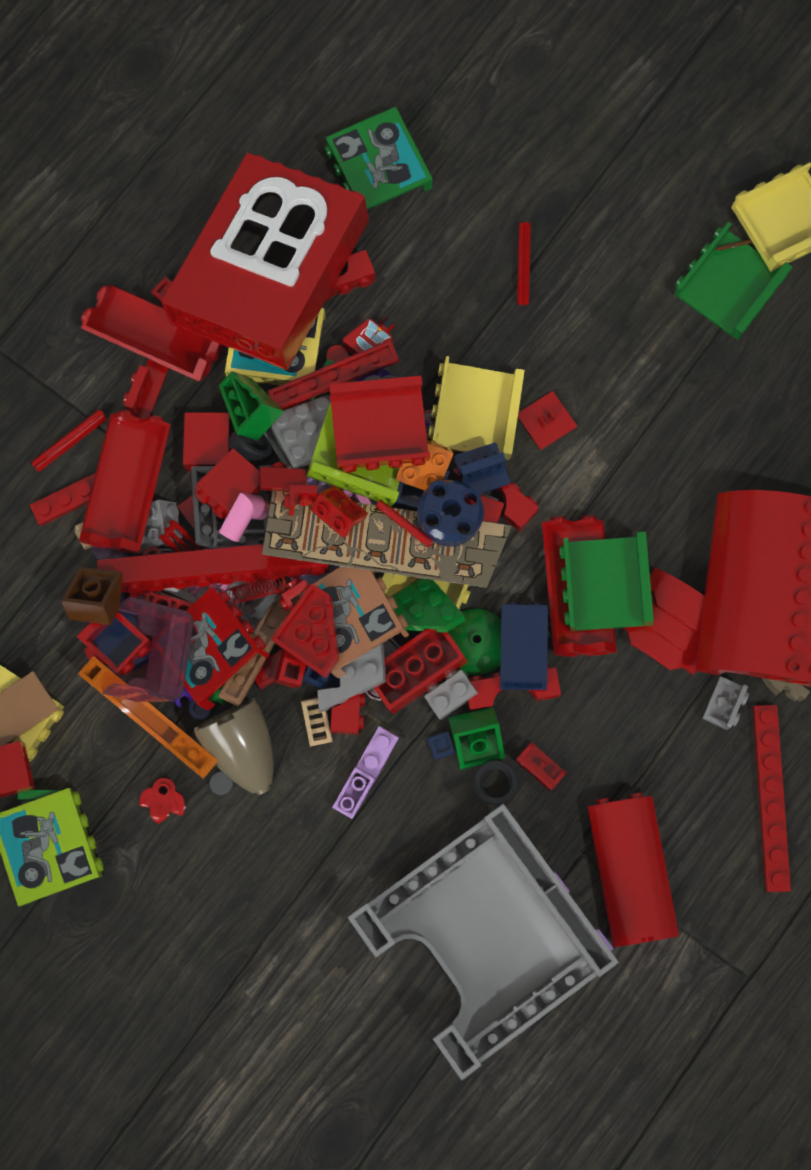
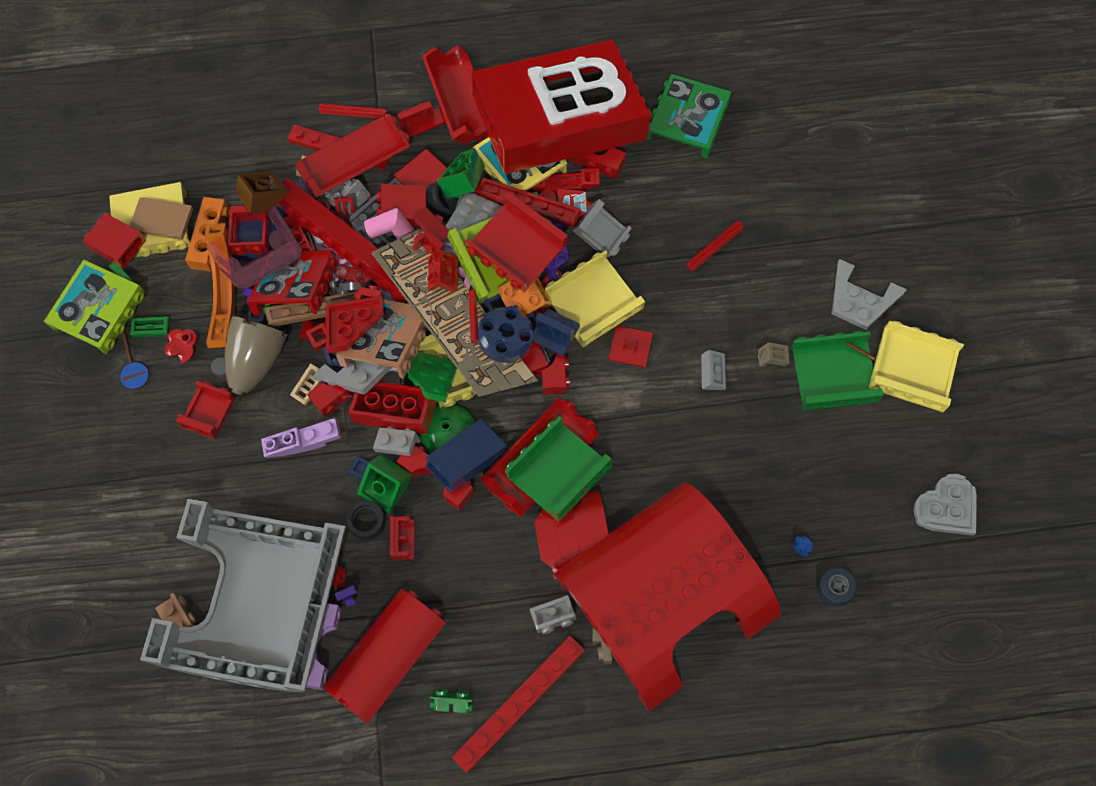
camera: 50 degrees right, 10 degrees down
(46, 656) = (209, 209): none -> orange brick
(134, 804) = (151, 330): none -> green tile
(149, 868) = (134, 374): none -> blue piece
(253, 831) = (207, 410): none -> red panel
(343, 320) = (573, 181): none -> red slope
(420, 340) = (601, 230): none -> light grey panel
(427, 1019) = (175, 611): none -> medium nougat bracket
(548, 853) = (347, 594): none -> dark purple tile
(634, 376) = (713, 370): none -> light grey slope
(669, 316) = (773, 354): none -> dark tan bracket
(687, 206) = (858, 304): none -> light grey wing
(711, 855) = (443, 699): none -> green hinge

